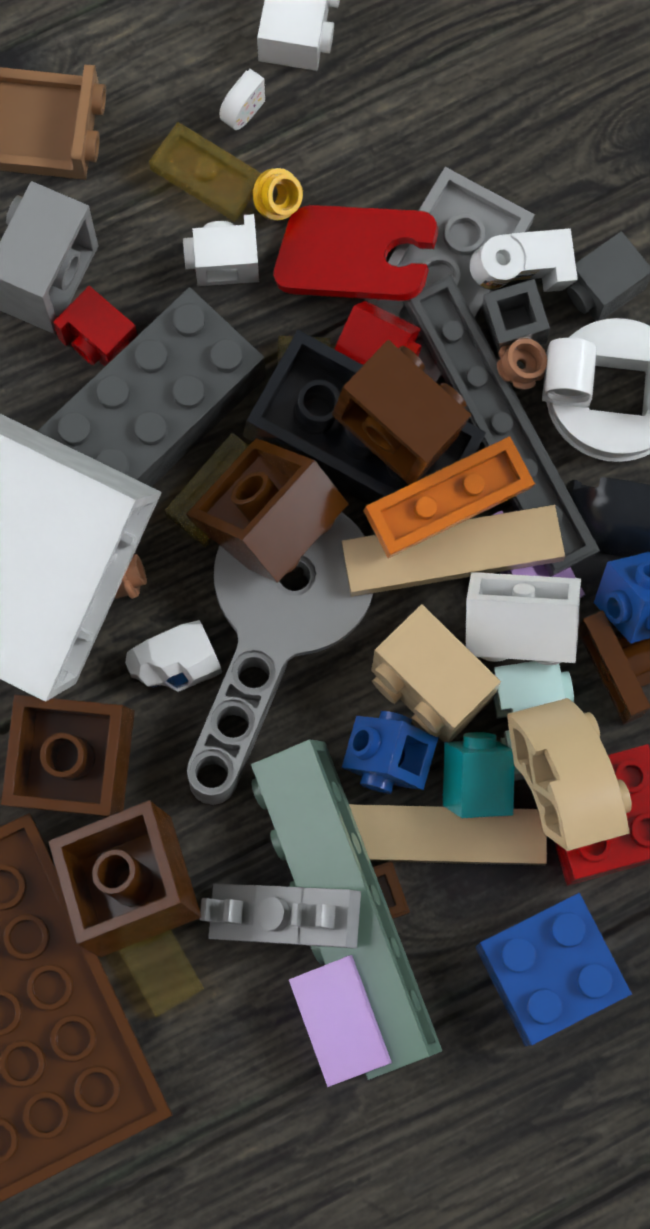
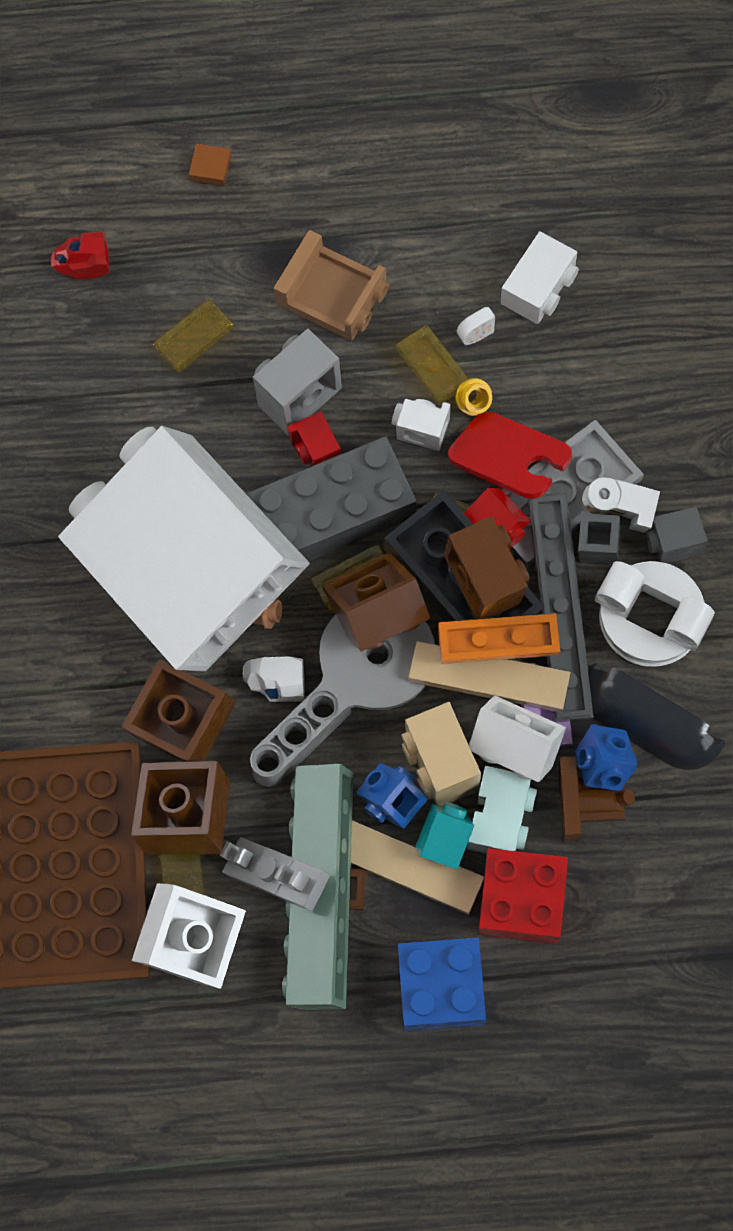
camera: 30 degrees right, 5 degrees down
(204, 1043) = (188, 935): none -> white brick
(340, 1021) = (283, 959): lavender panel -> none
(530, 354) = (596, 563): nougat plate -> none
(569, 774) = (501, 852): tan brick -> none

